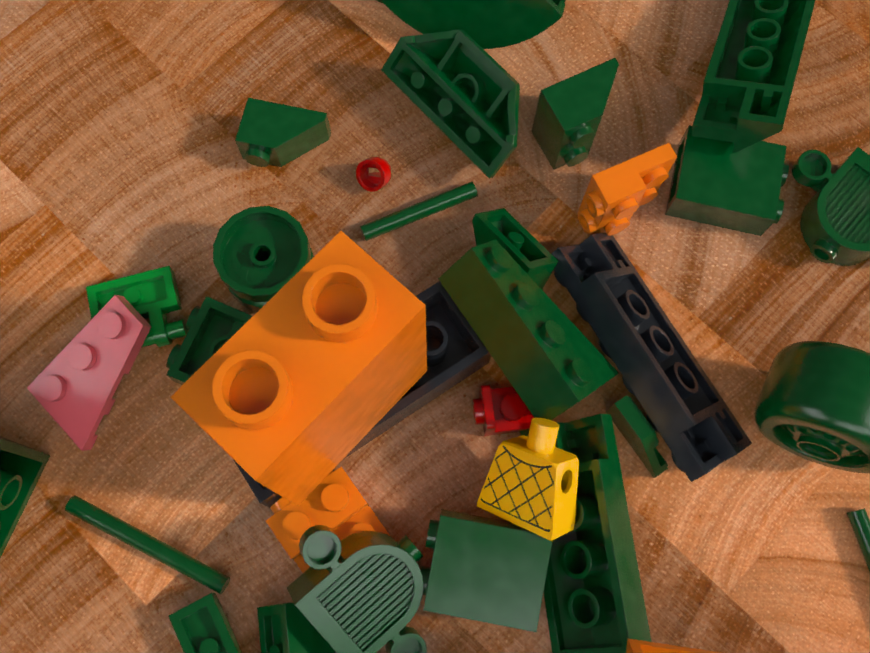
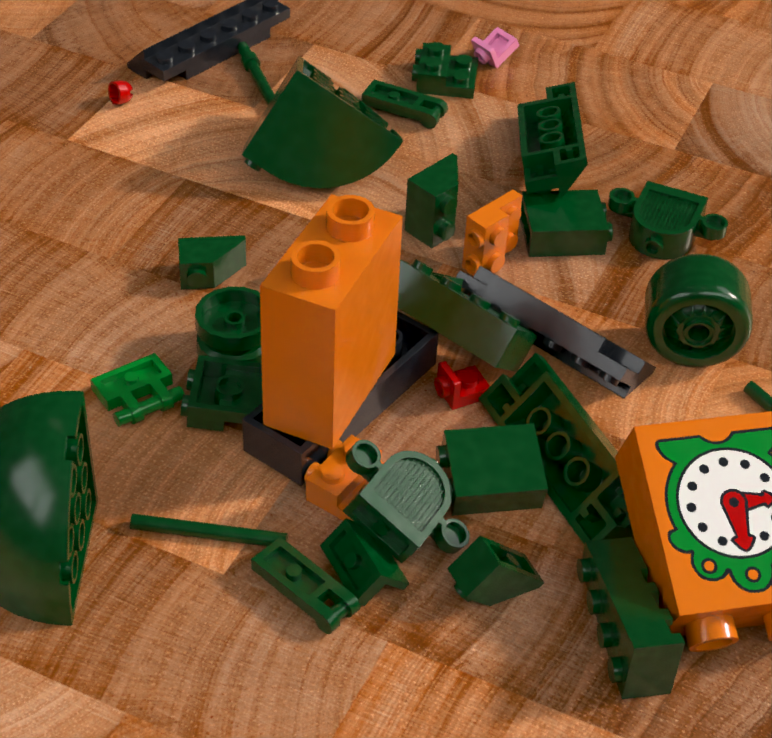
camera: 20 degrees left, 30 degrees down
(86, 373) = (120, 425): coral wing -> none
(460, 93) = (309, 189): dark green wedge -> none
(533, 482) = (503, 395): yellow torso -> none
(638, 434) = (571, 373): dark green tile -> none

